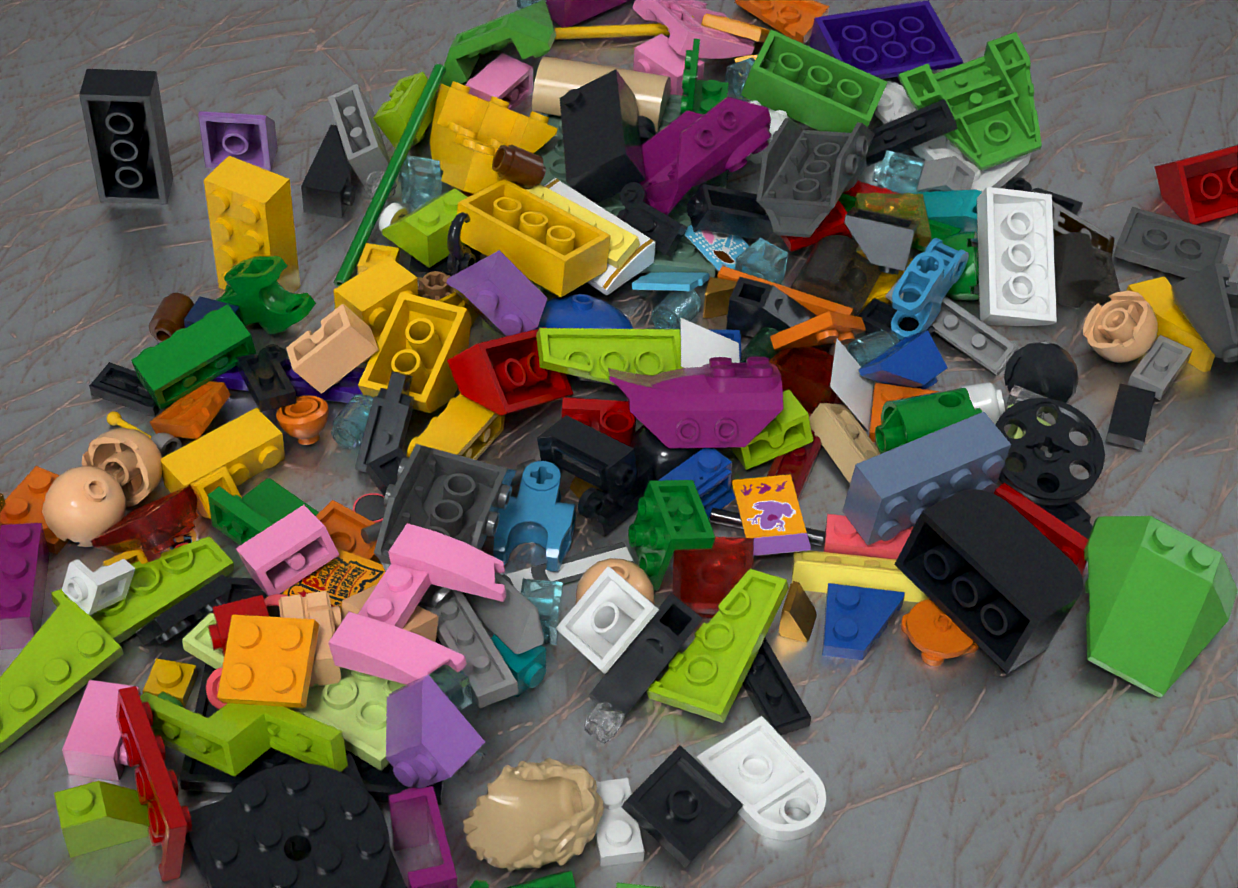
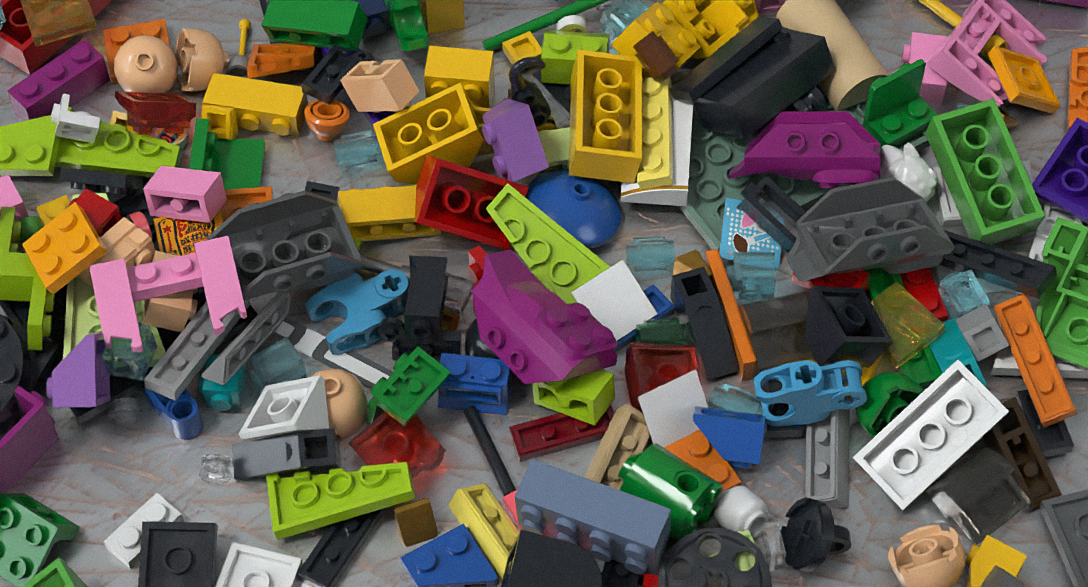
camera: 55 degrees right, 10 degrees up
(387, 420) = (358, 162): black hinge -> none
(505, 717) = (172, 412): none -> blue piece
(534, 815) = (95, 481): tan hair -> none
(559, 139) = (726, 58): none -> black tile
(648, 220) = (712, 172): black hinge -> none
(670, 281) = (674, 229): medium azure piece -> none
(771, 514) = (497, 445): sticker -> none
(820, 331) = (695, 356): orange wing -> none
(1001, 170) = (1035, 360): none -> orange tile

